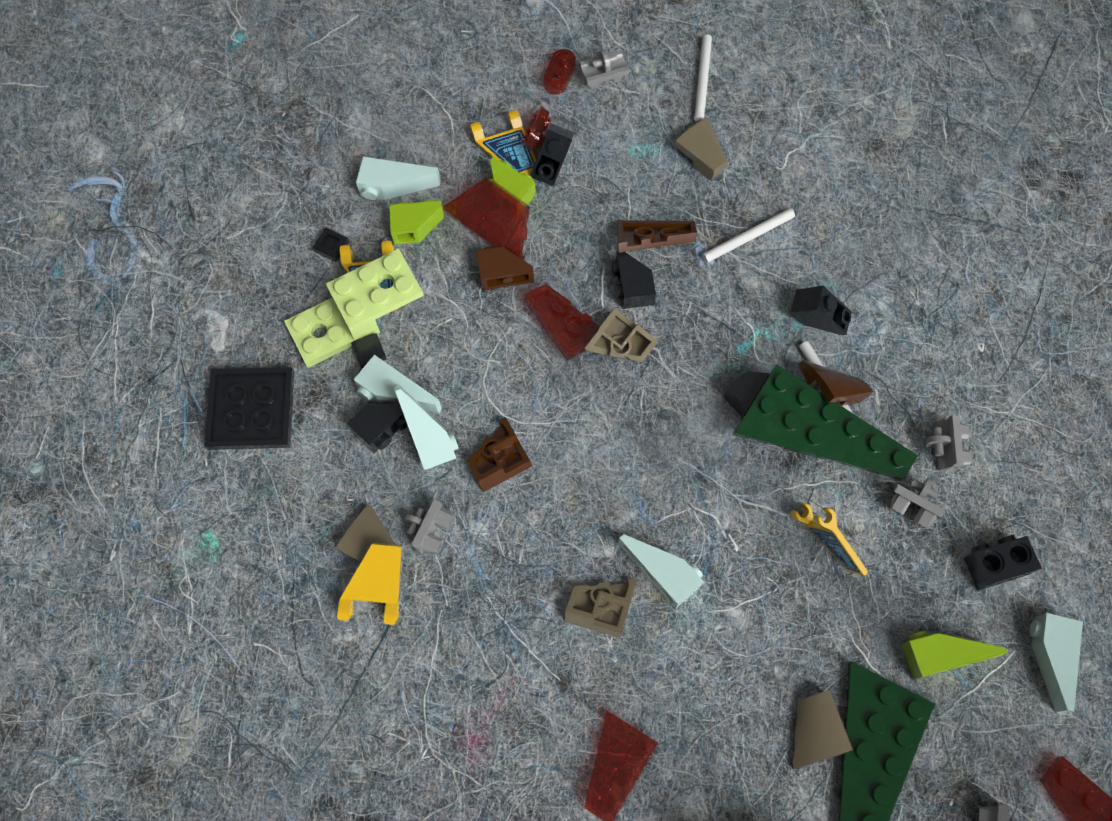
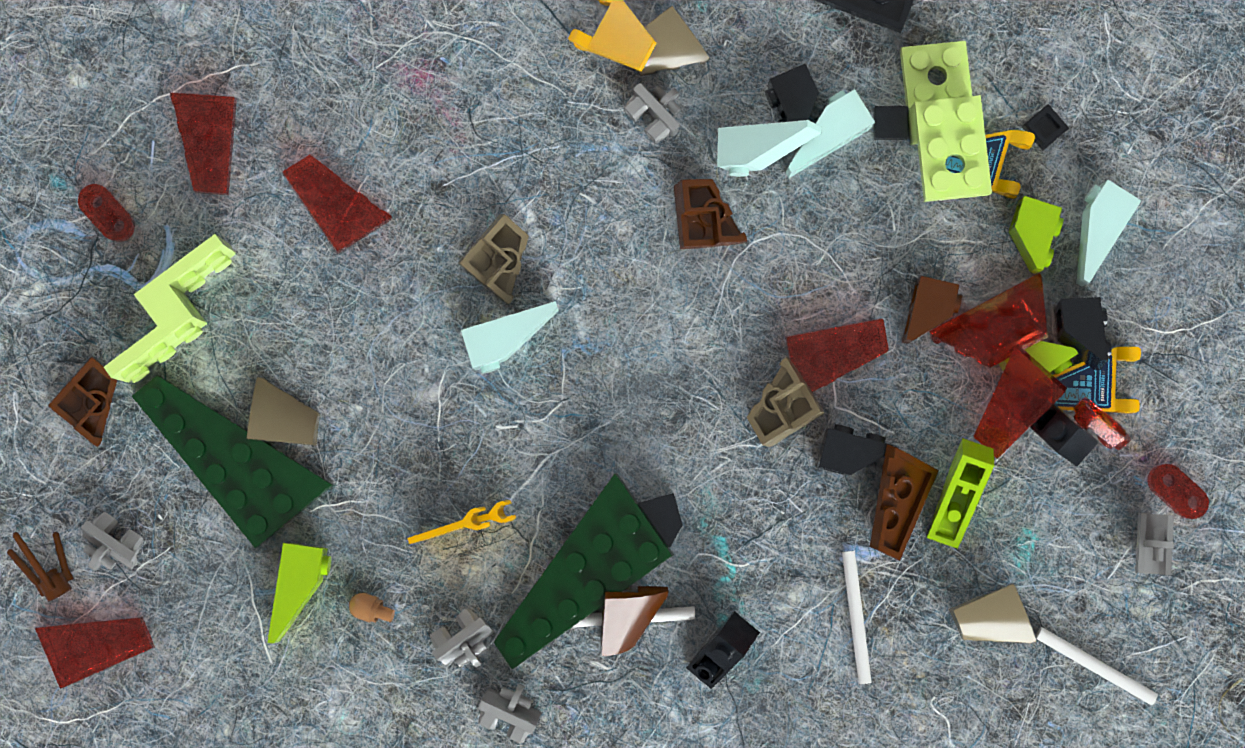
camera: 110 degrees right, 15 degrees up
(473, 161) = (1081, 326): none -> black slope
(546, 181) = (1018, 401): none -> clear red wing
(623, 197) = (961, 492): none -> lime slope
(931, 587) = (369, 608): none -> medium nougat cylinder
(1003, 566) = (352, 693): black brick -> none
(1057, 651) = (250, 701): light aqua slope -> none

